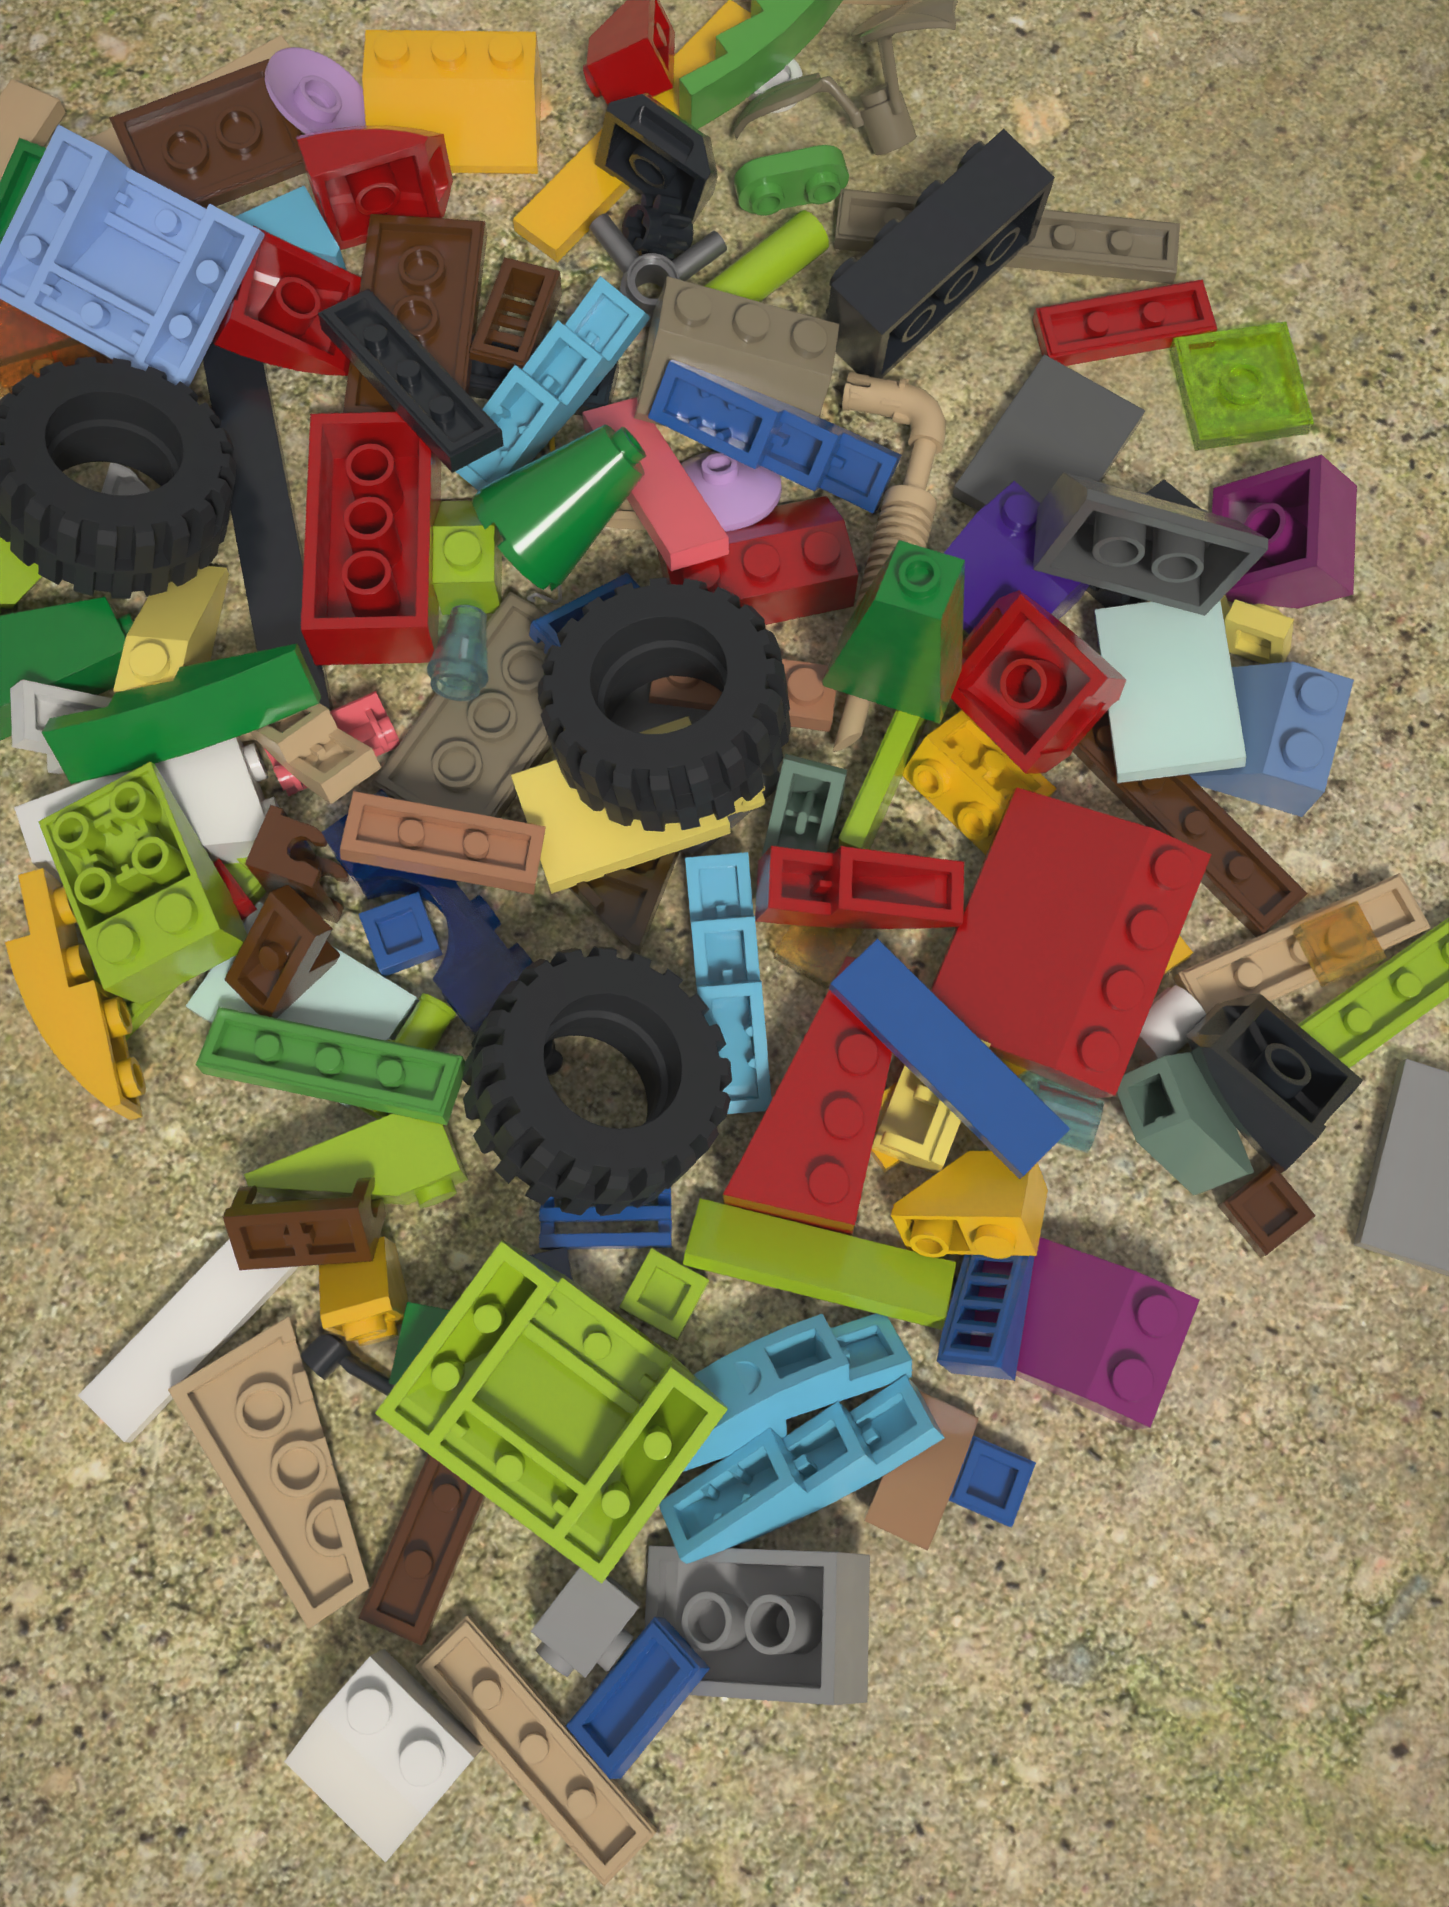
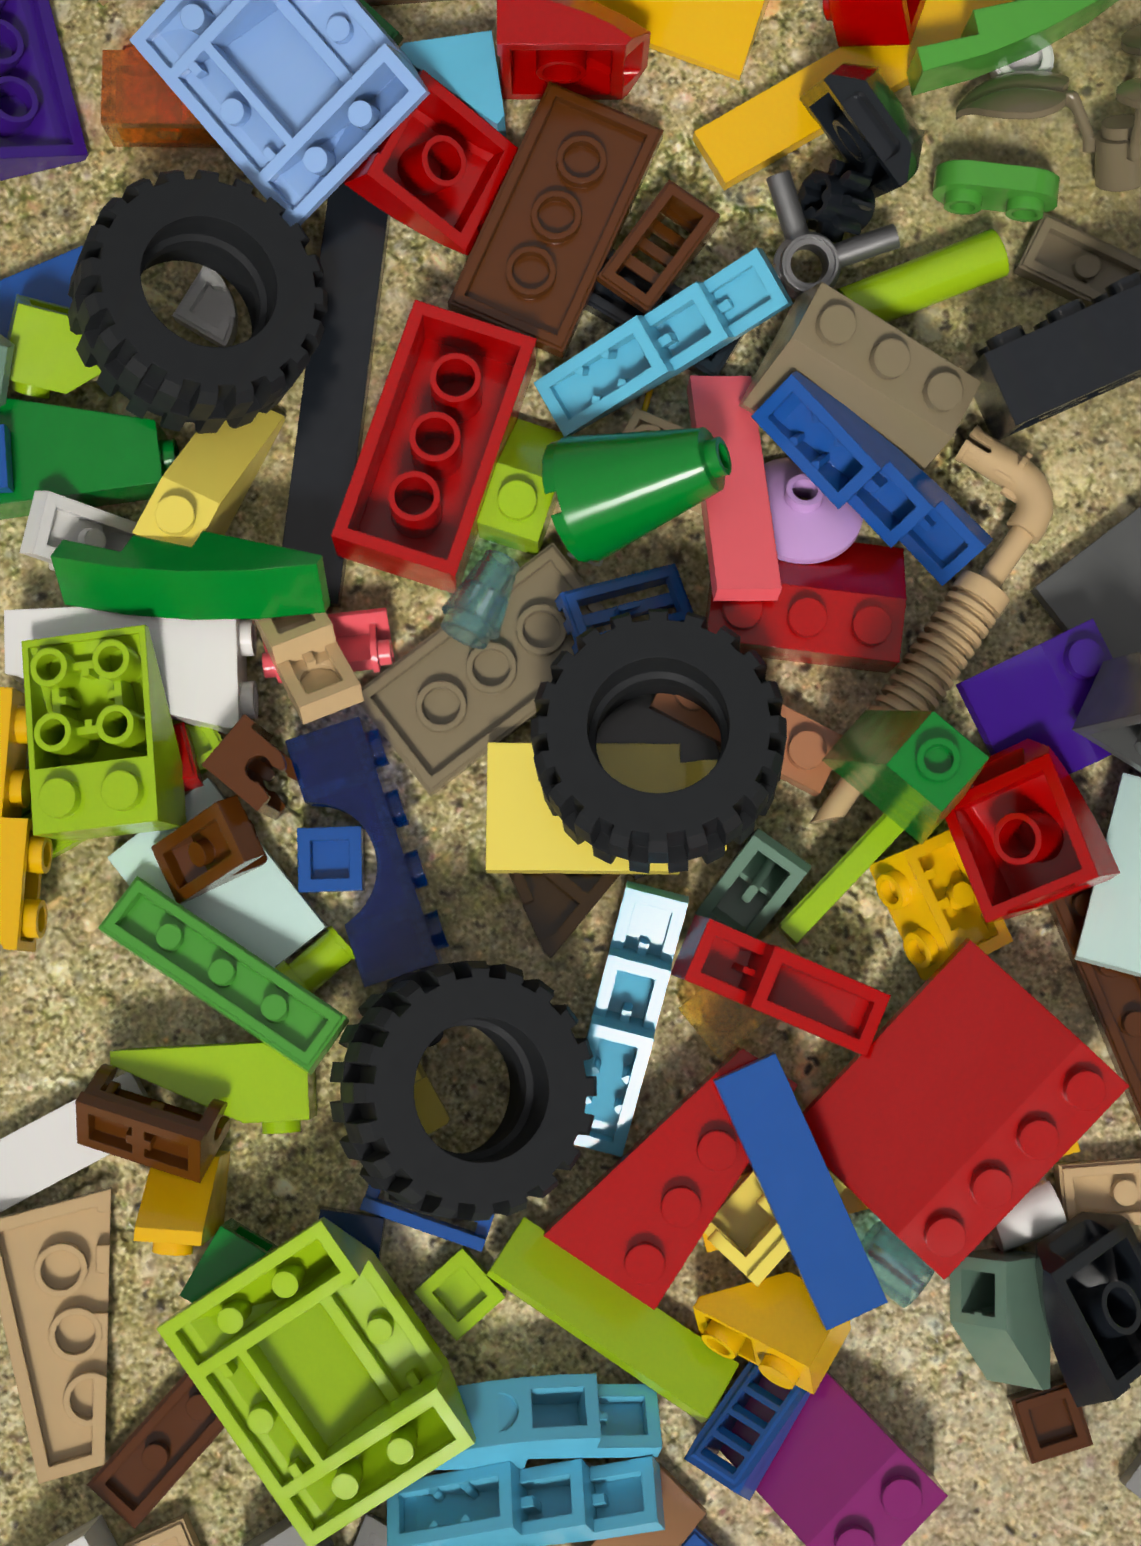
camera: 20 degrees right, 10 degrees up
(330, 1352) = (122, 1239): black hand -> none
(411, 380) = (526, 297): black tile -> none
(442, 842) = (398, 799): nougat plate -> none

